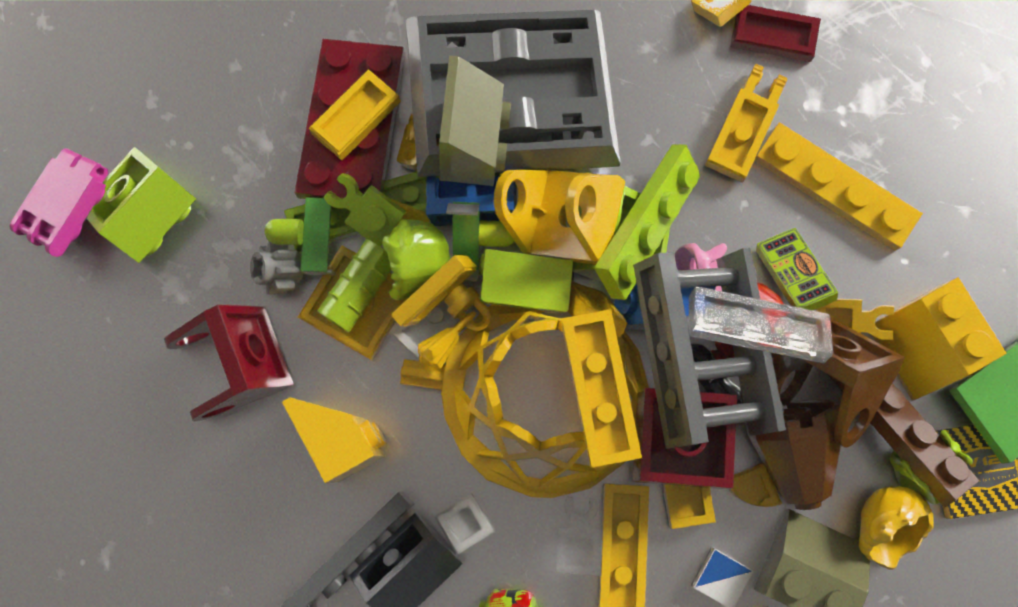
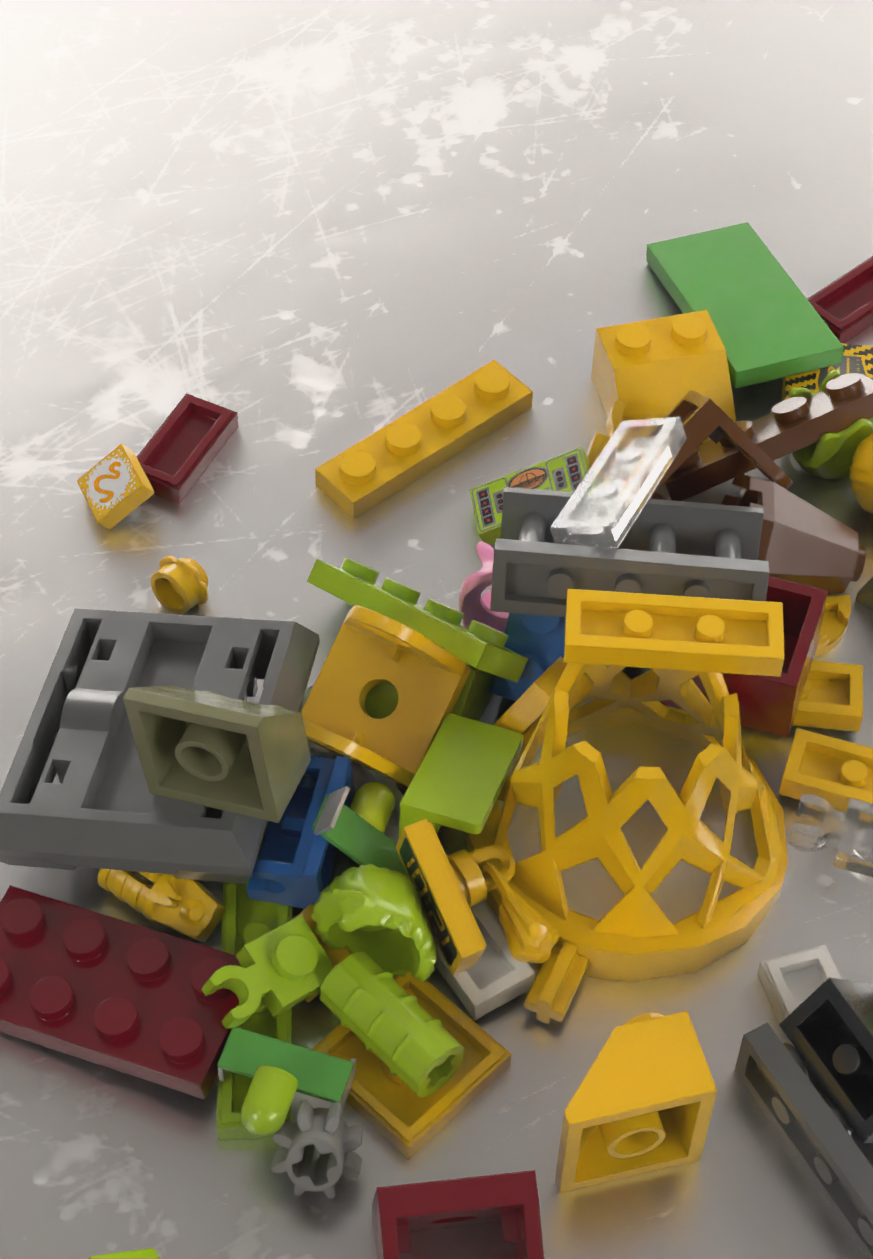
camera: 80 degrees left, 30 degrees down
(355, 114) = (107, 957): yellow tile -> none
(654, 68) = (180, 584): none -> yellow plate
(745, 127) = (305, 503): yellow hinge -> none

